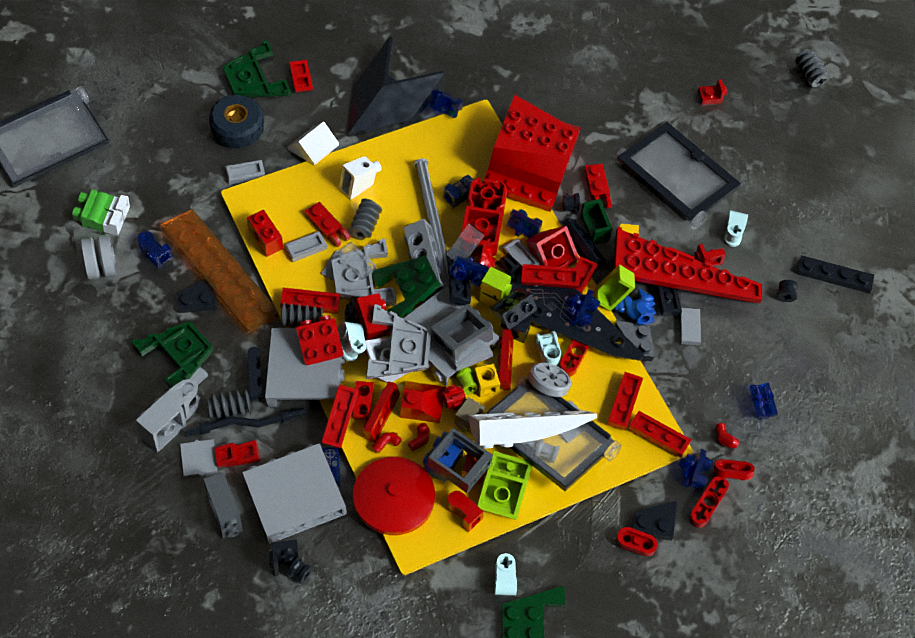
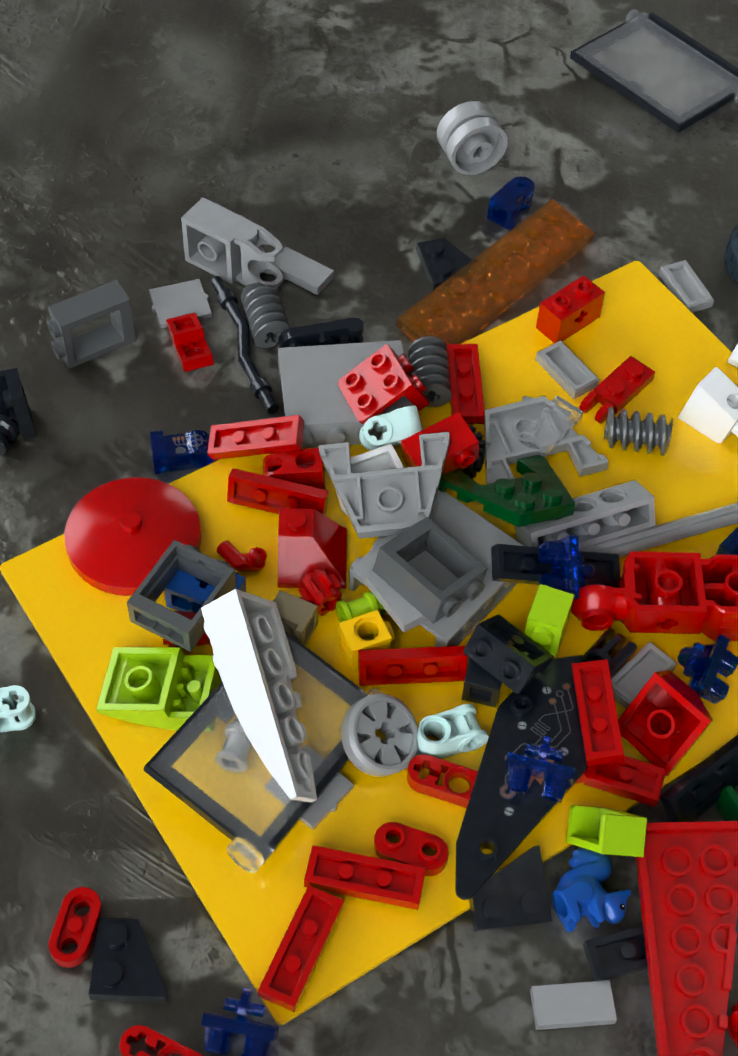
camera: 85 degrees right, 5 degrees down
(102, 211) = (559, 132): bright green hips -> none
(183, 345) = (349, 259): dark green wing -> none
(294, 493) = (123, 405): light grey panel -> none
(387, 438) = (235, 518): red arm -> none
(465, 243) = (618, 559): clear tile -> none
(465, 508) = (109, 632): red leg -> none
(609, 377) = (411, 847): none -> red plate

